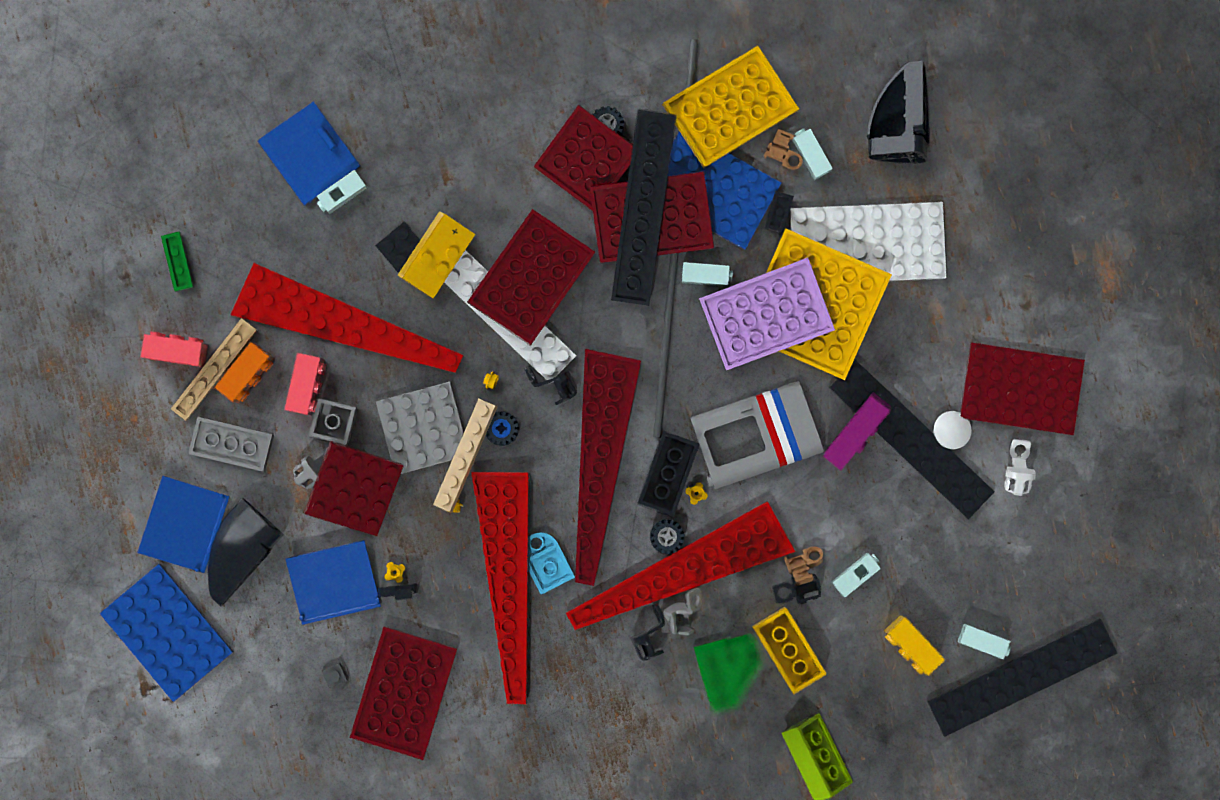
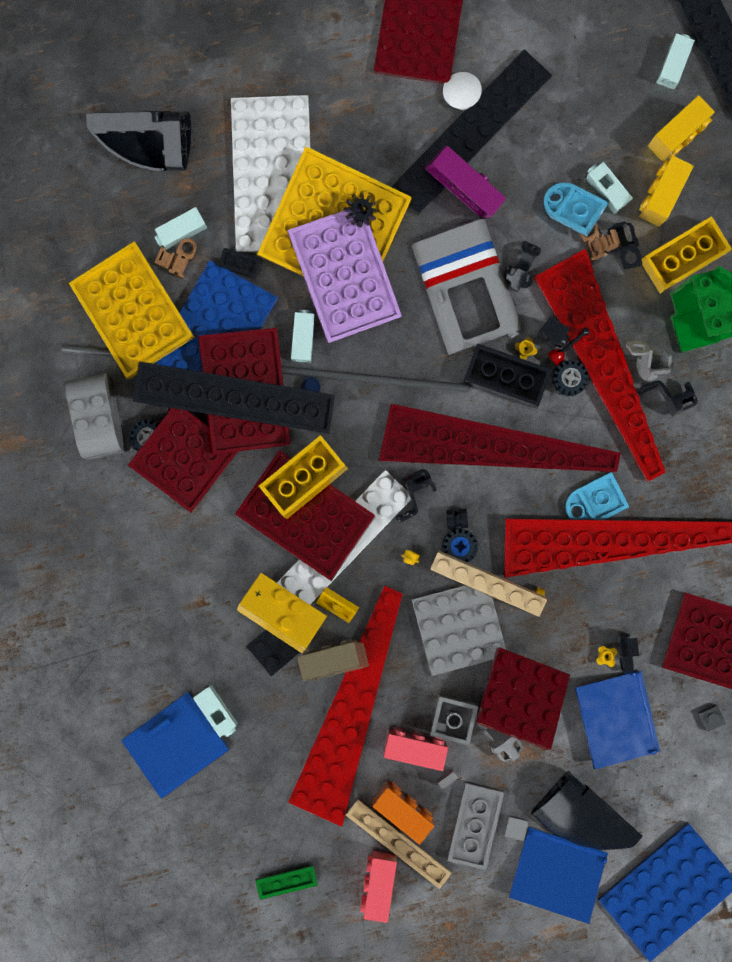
camera: 90 degrees left, 0 degrees up
(228, 484) = (516, 828): none -> light grey tile
(276, 417) = (447, 779): none -> light grey tile
(390, 304) = (332, 660): none -> dark tan brick
(444, 309) = (337, 605): none -> yellow plate
(528, 425) = (457, 518): none -> black wheel
(567, 274) = (303, 477): none -> yellow brick
(626, 73) = (95, 416): none -> light grey brick
(659, 282) = (311, 384): none -> dark blue plate
(689, 524) = (558, 355): none -> hinge
(709, 519) = (553, 333): none -> black brick
(767, 485) = (519, 276): none -> black piece
(834, 329) = (362, 203): none -> black gear
(835, 541) = (575, 207): none -> medium azure tile
(852, 629) = (665, 191): none -> yellow brick
(1019, 470) = (503, 22): white piece -> none

